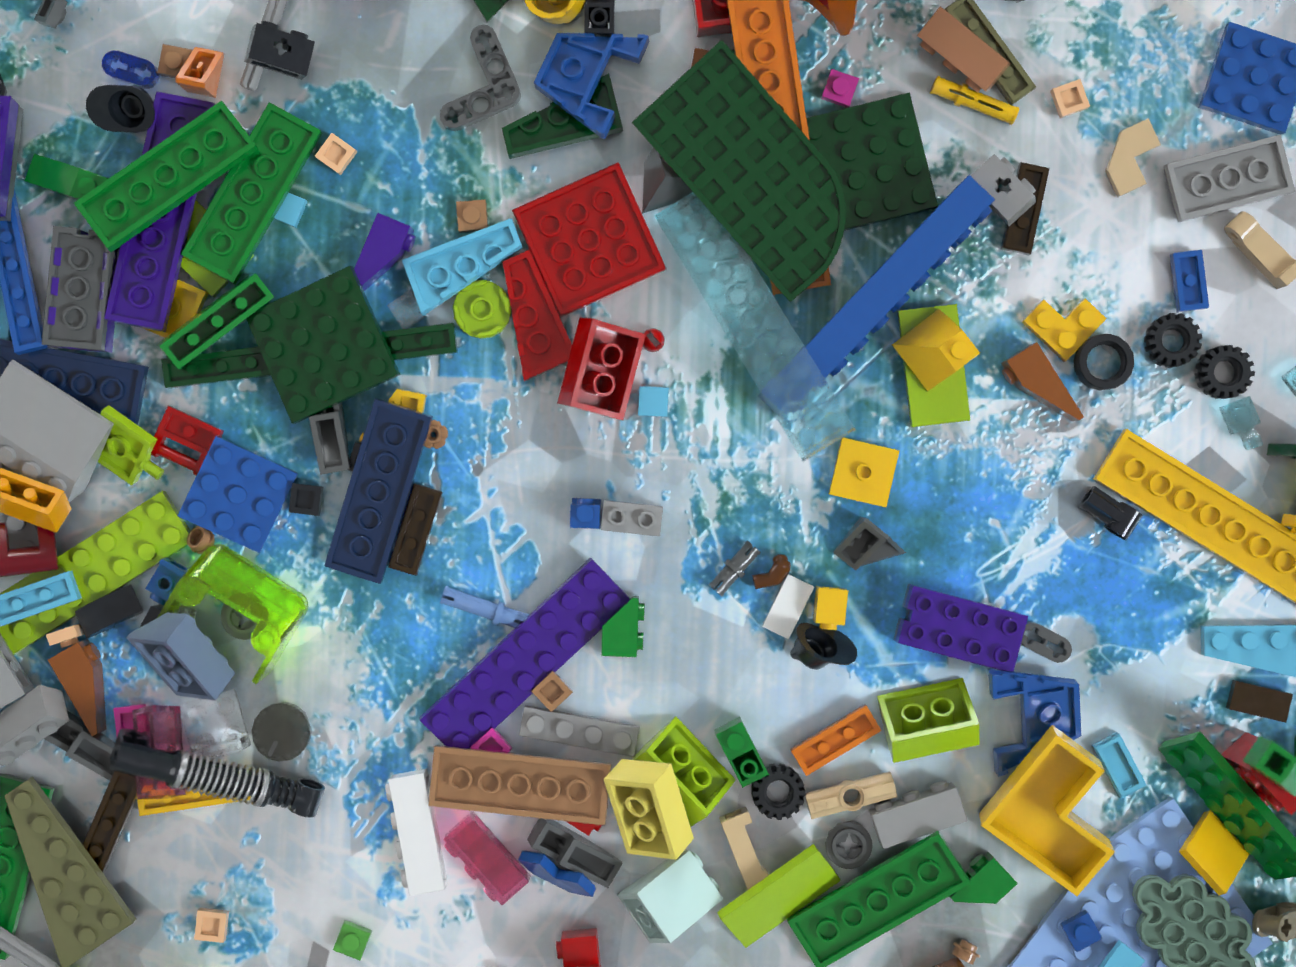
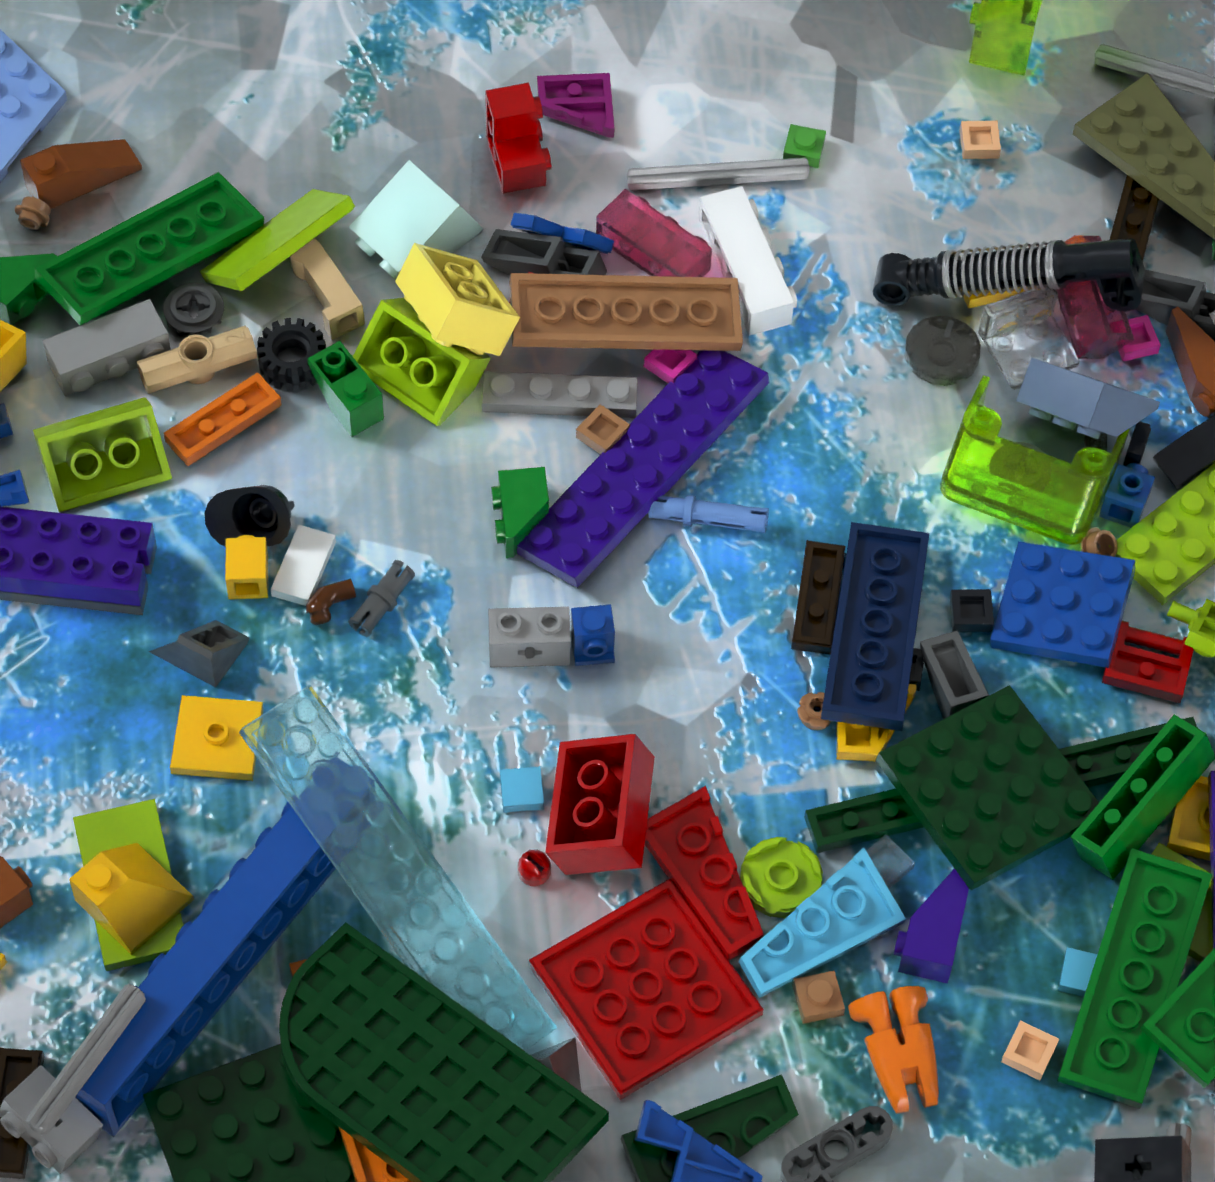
camera: 165 degrees right, 30 degrees down
(423, 164) = (902, 1056): none -> orange piece
(425, 920) = (718, 173): none -> light grey axle
(979, 204) = (86, 1059): none -> light grey axle

